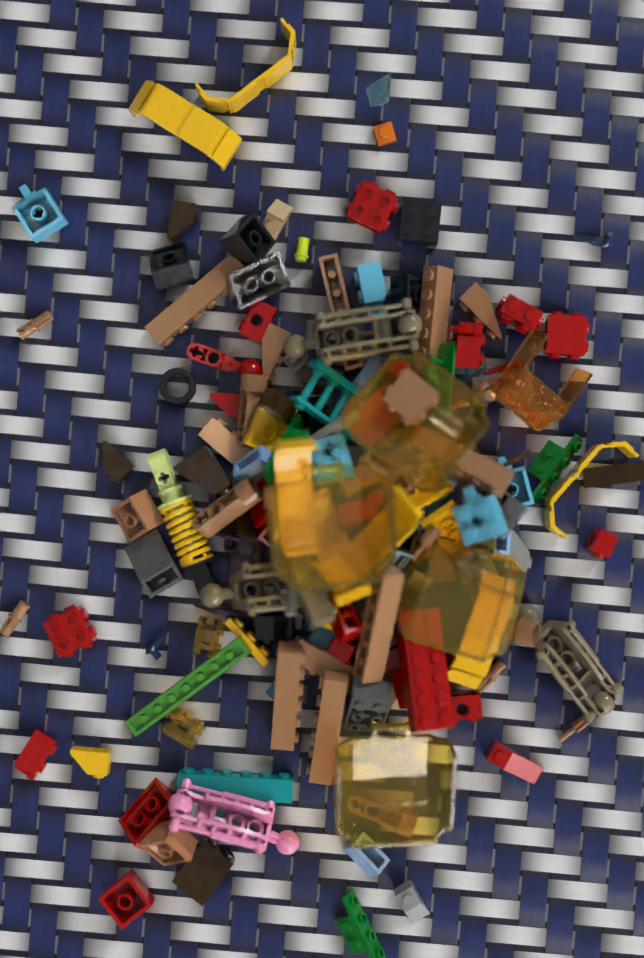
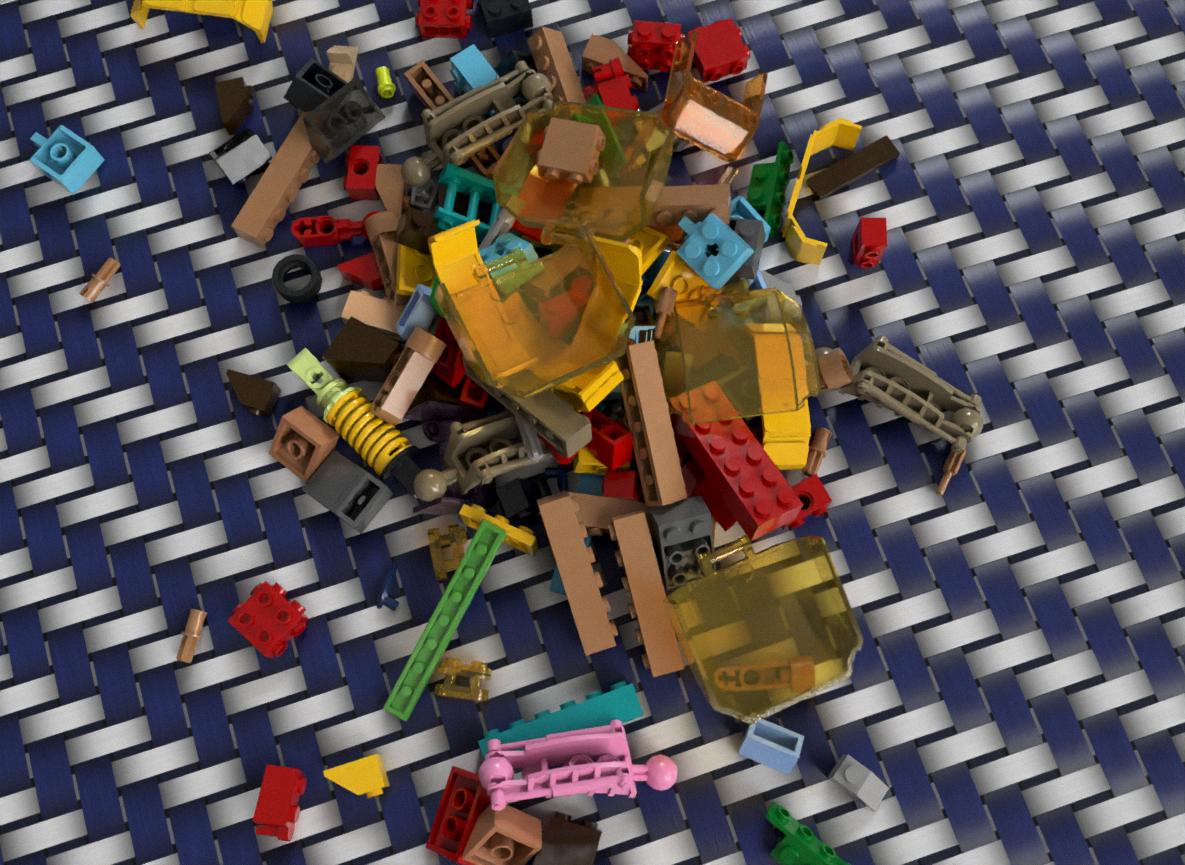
camera: 20 degrees left, 15 degrees down
(512, 762) = (896, 542): slope -> none

